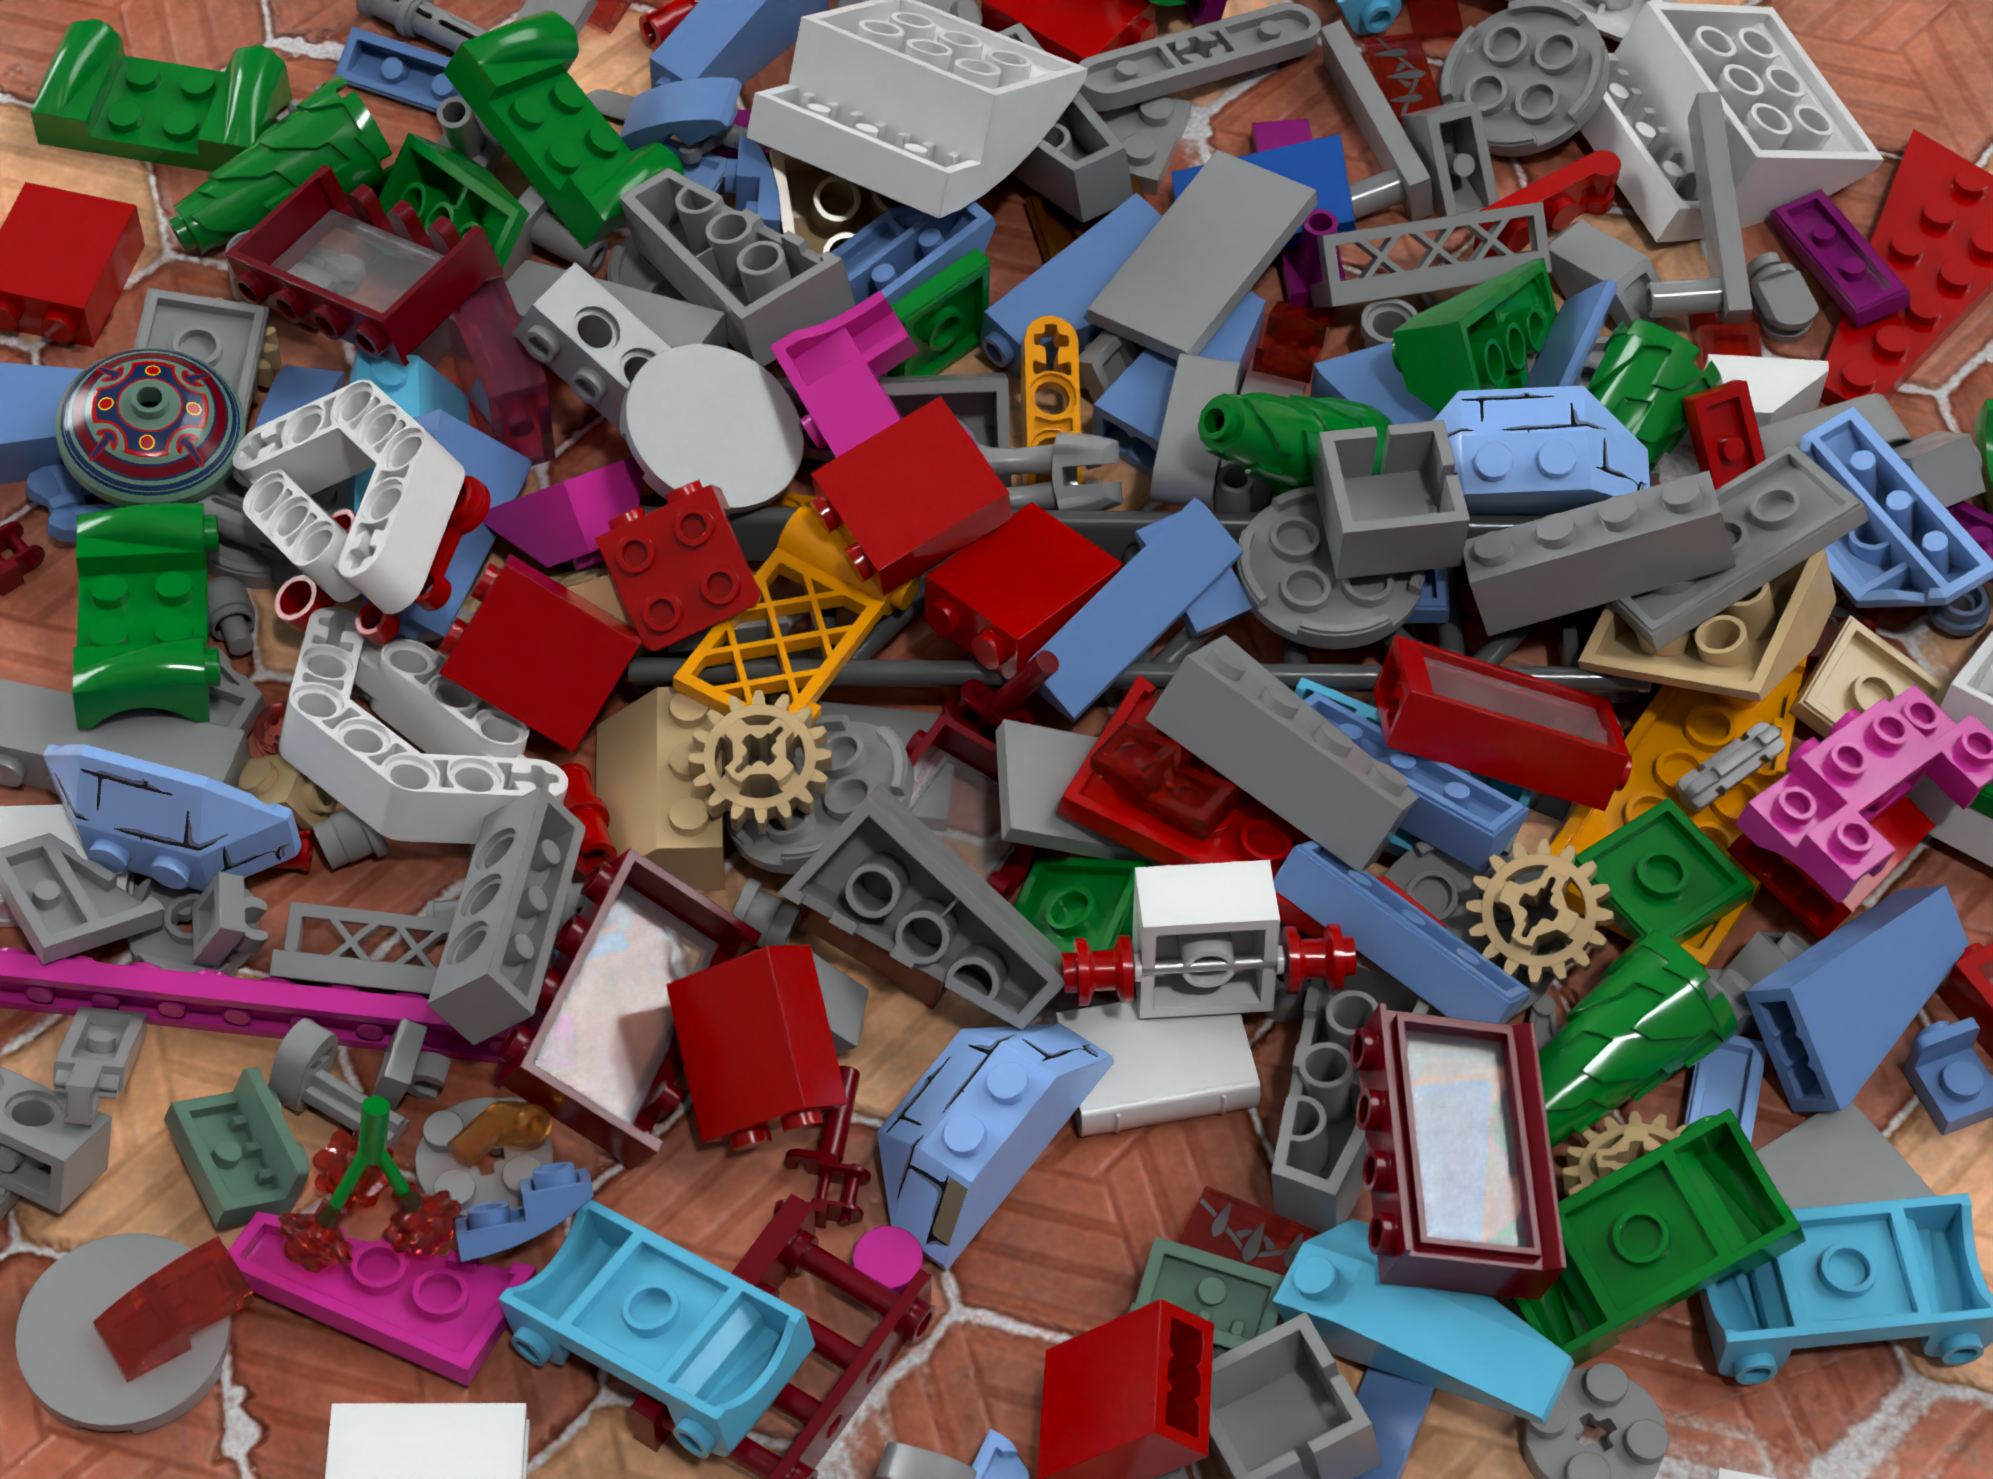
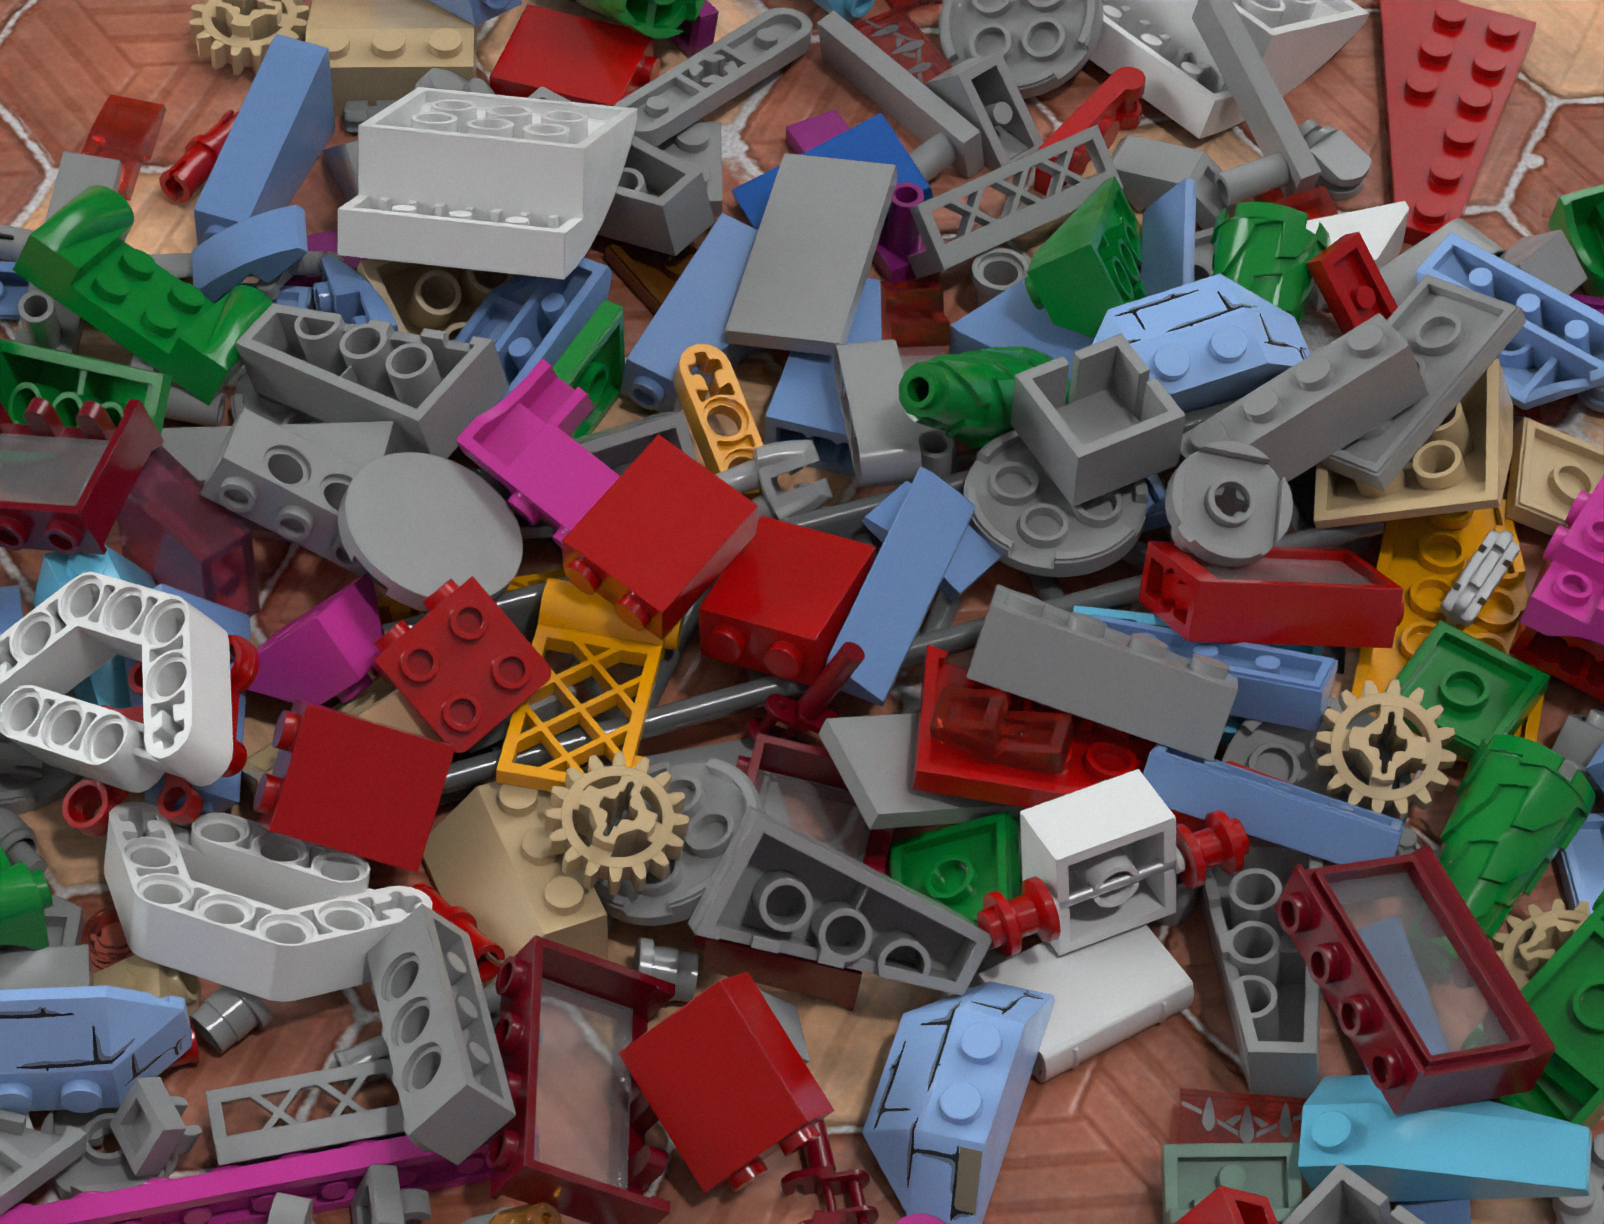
camera: 20 degrees left, 5 degrees down
(1104, 362) = (758, 377): light grey tile -> none
(1516, 607) = (1200, 524): none -> light grey plate
(1840, 258) = (1368, 110): magenta tile -> none

